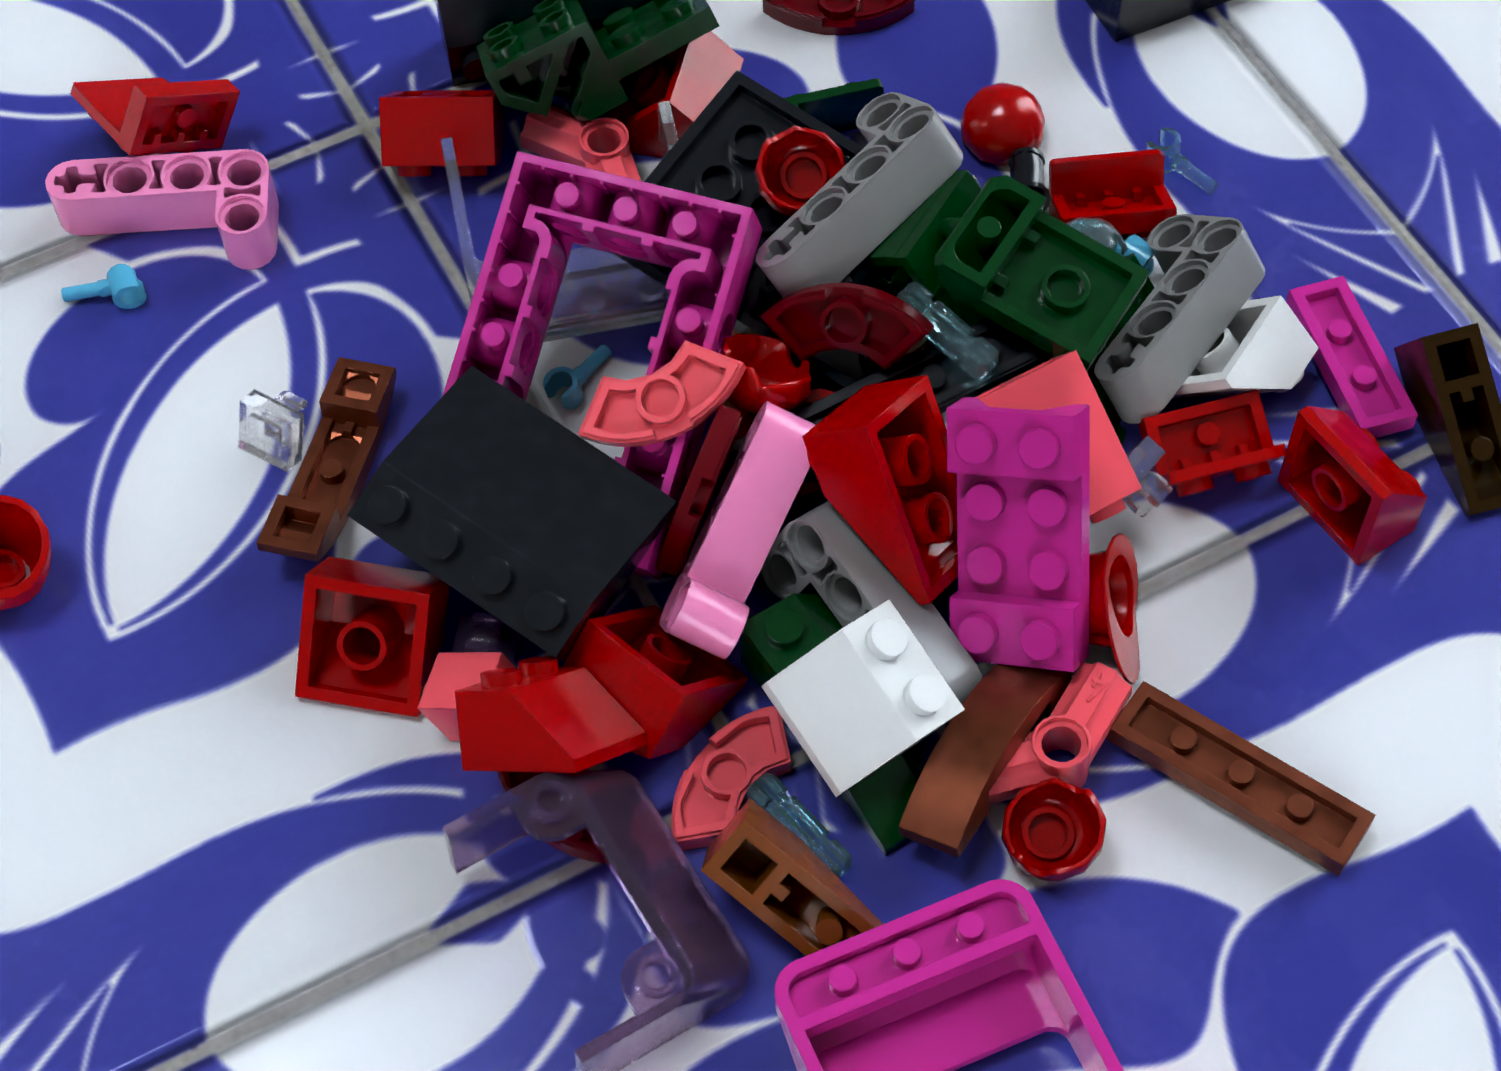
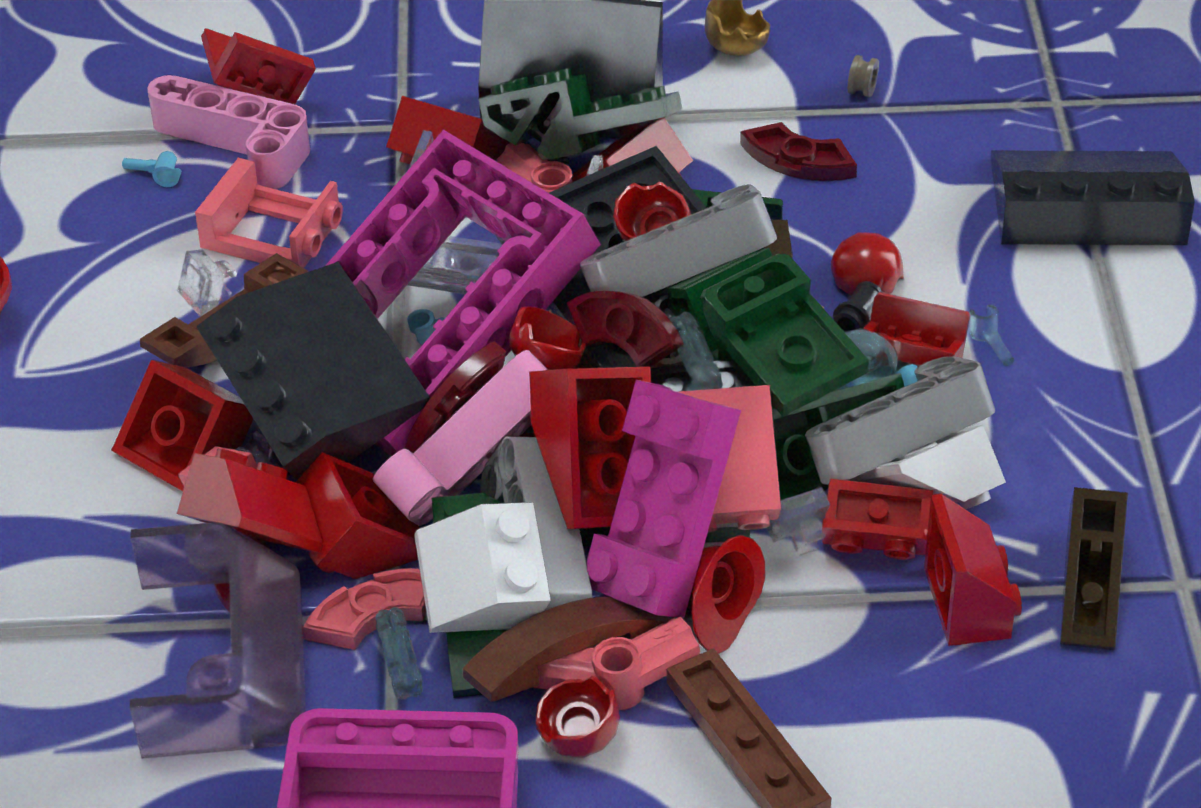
camera: 25 degrees right, 15 degrees down
(242, 287) = (239, 193): none -> coral panel
(662, 403) = (455, 326): coral tile -> none
(784, 882) = (352, 660): dark orange slope -> none
(1352, 358) = (1033, 503): dark pink plate -> none

